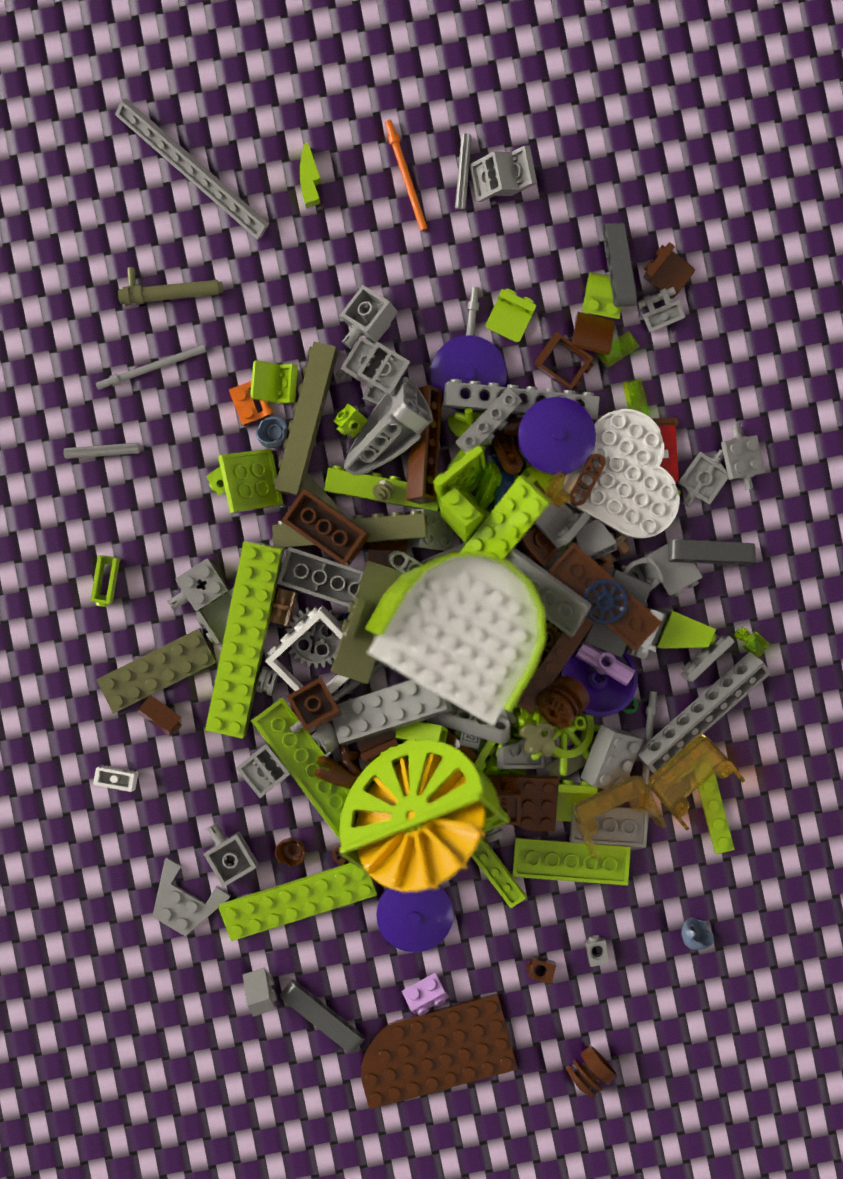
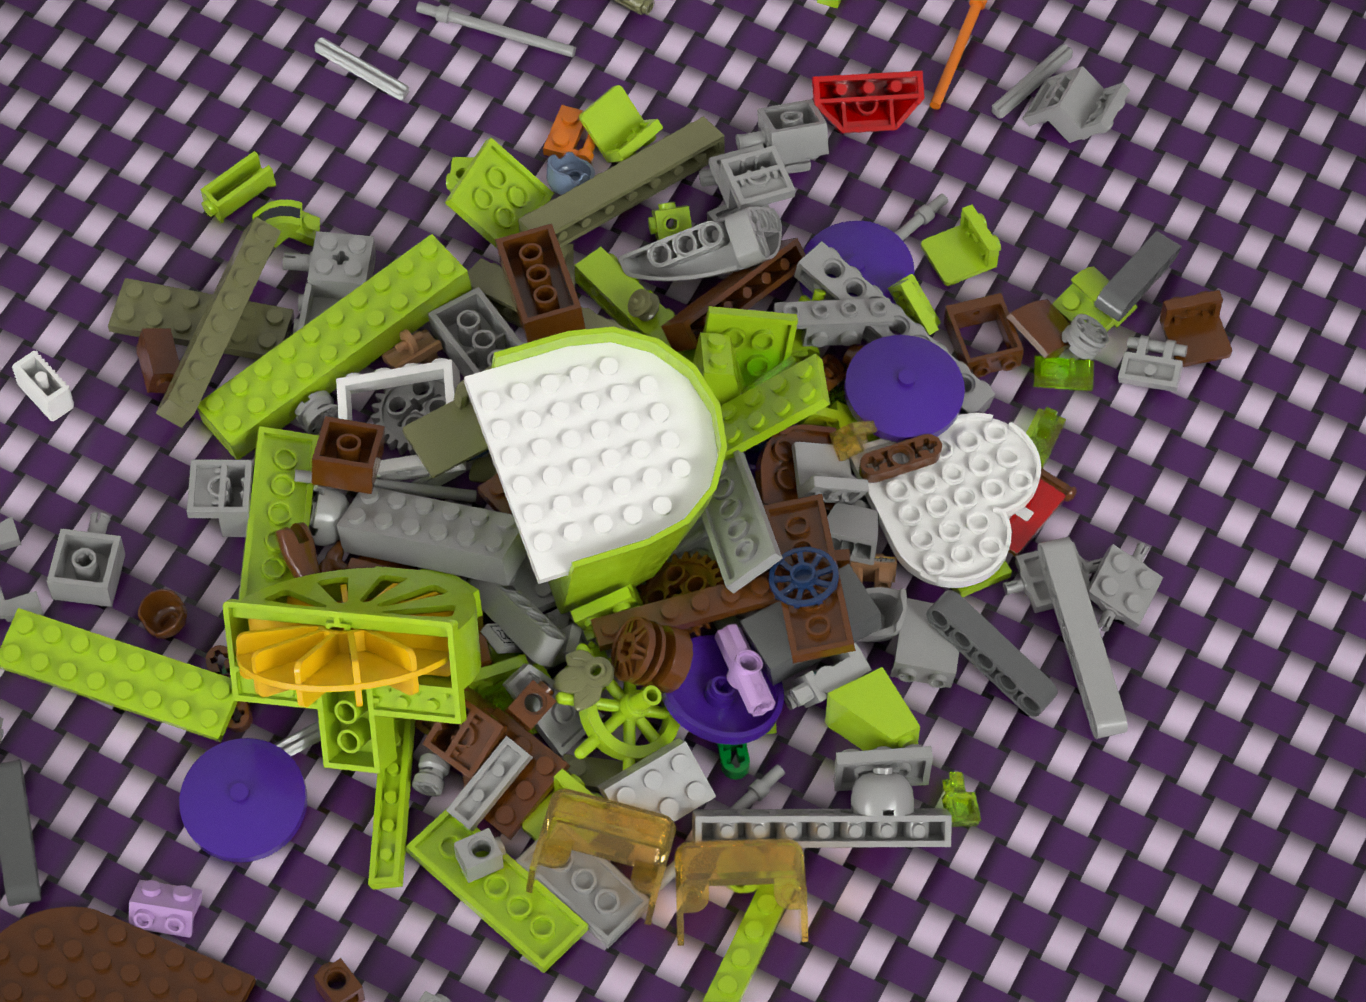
camera: 30 degrees right, 30 degrees down
(151, 582) = (290, 220): none -> lime brick
(174, 674) = (218, 322): none -> olive brick
(390, 257) = (868, 100): none -> red wedge
(517, 373) = (914, 303): none -> lime bracket
(527, 776) = (520, 713): none -> reddish brown brick
(530, 819) = (489, 783): none -> light grey plate
(555, 866) = (478, 867): none -> light grey brick
(619, 325) = (1084, 337): none -> light grey wheel
(722, 677) = (882, 793): none -> light grey cylinder
(746, 505) = (1082, 638): none -> light grey beam

